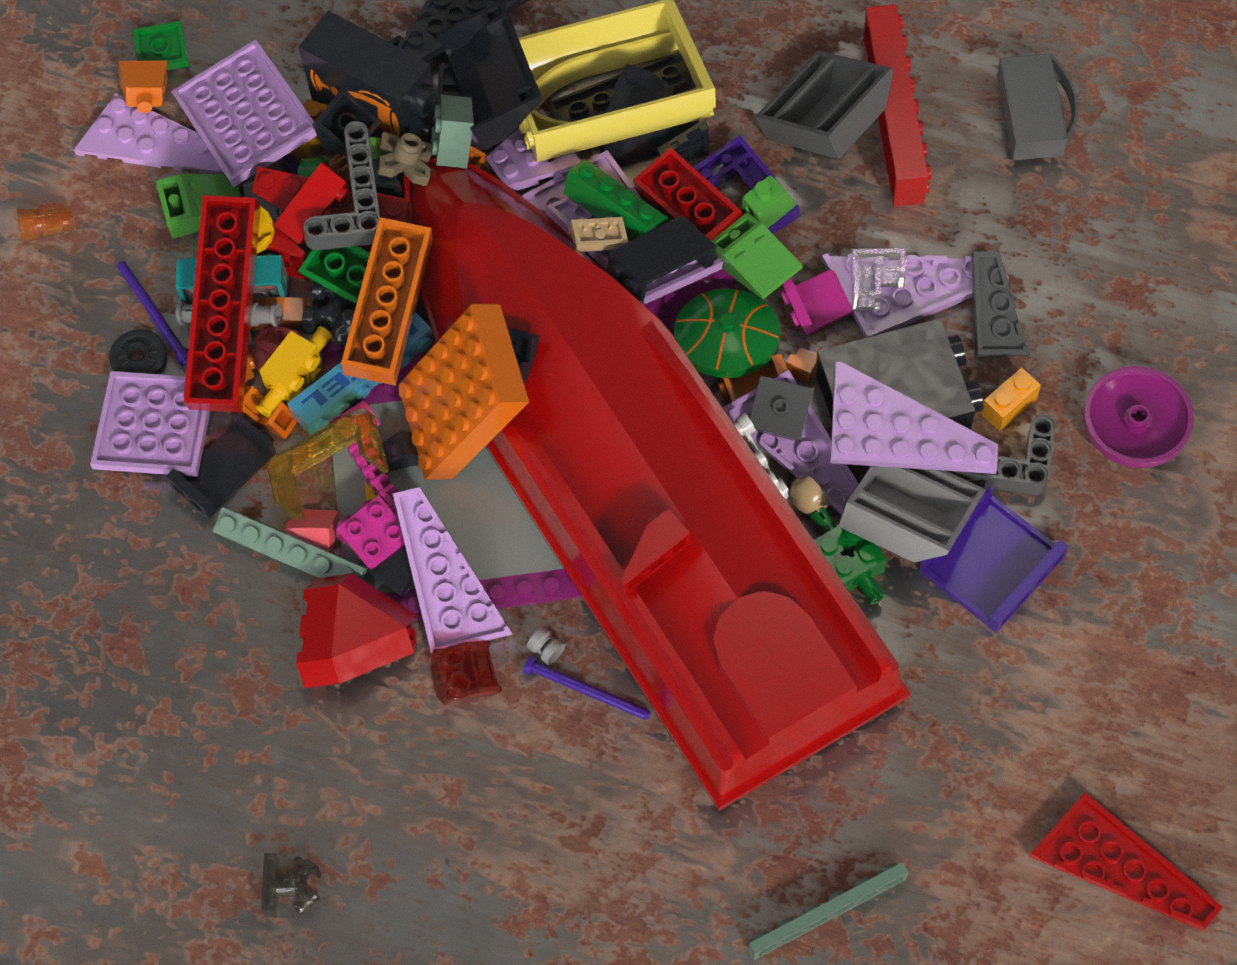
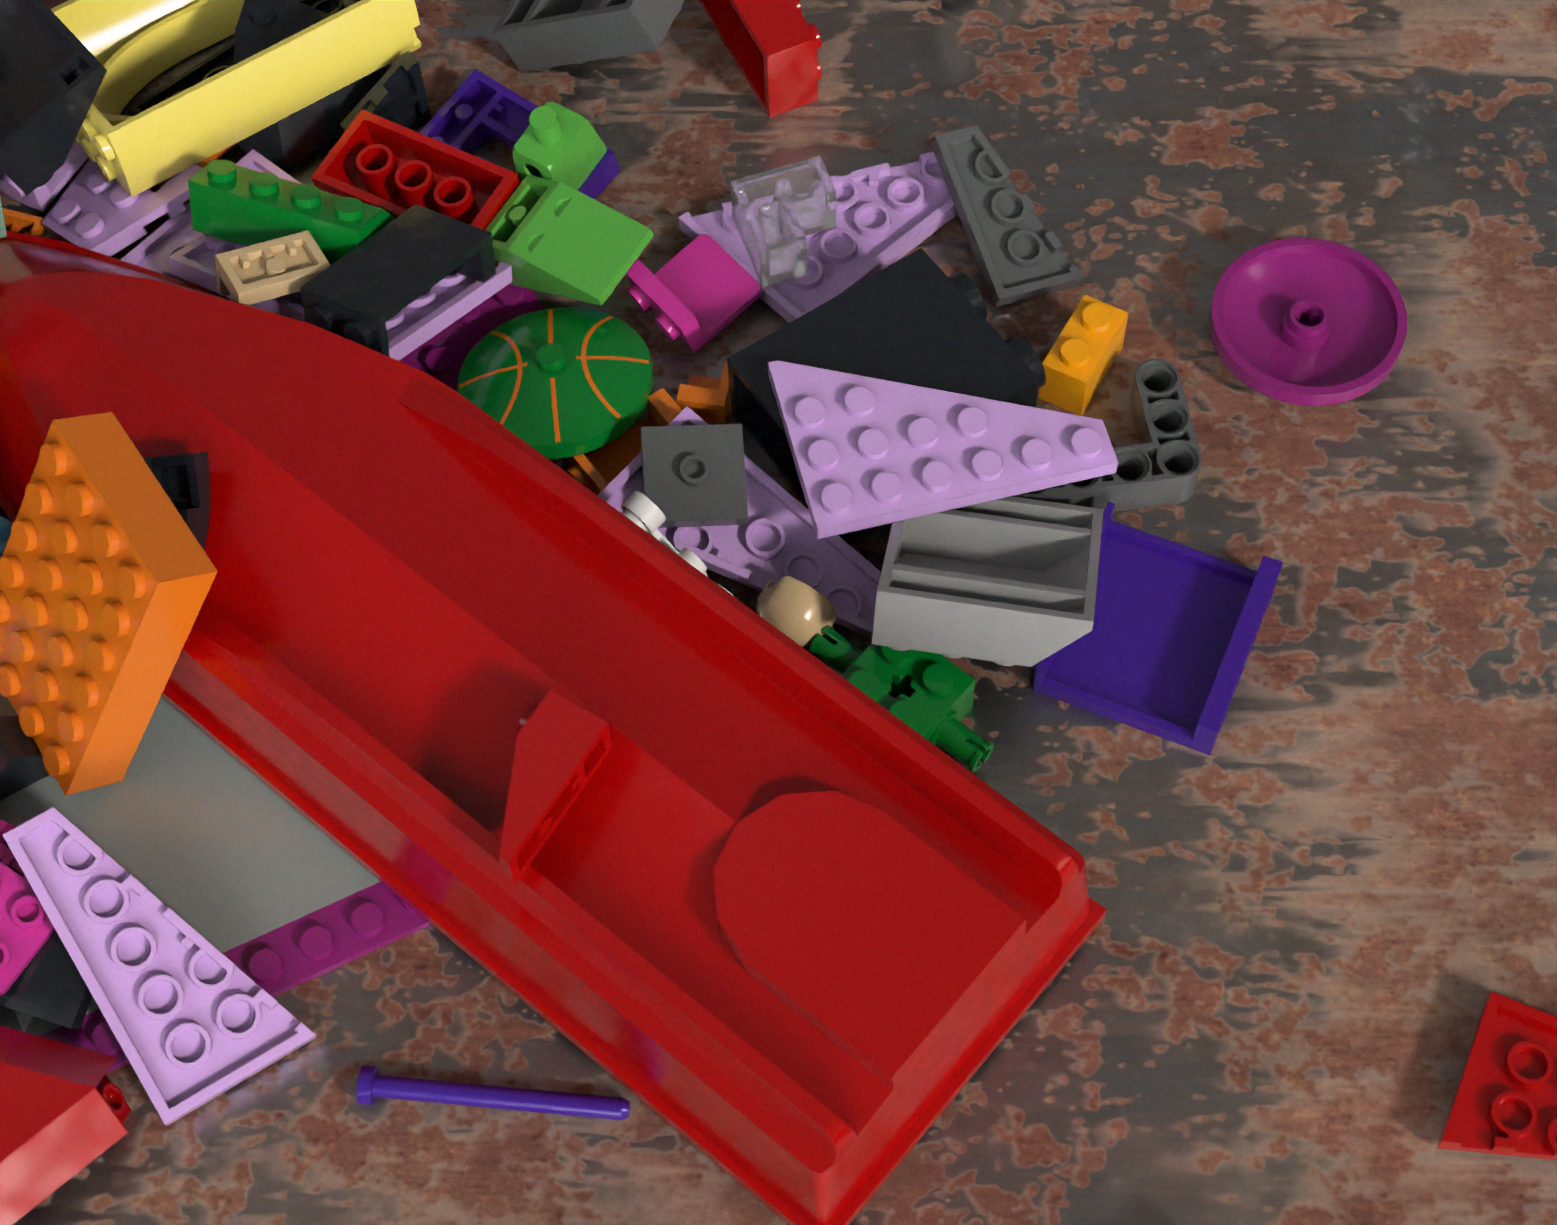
camera: 20 degrees left, 5 degrees down
(463, 672) = (239, 1140): clear red slope -> none
(546, 645) = (388, 1037): light grey wheel -> none

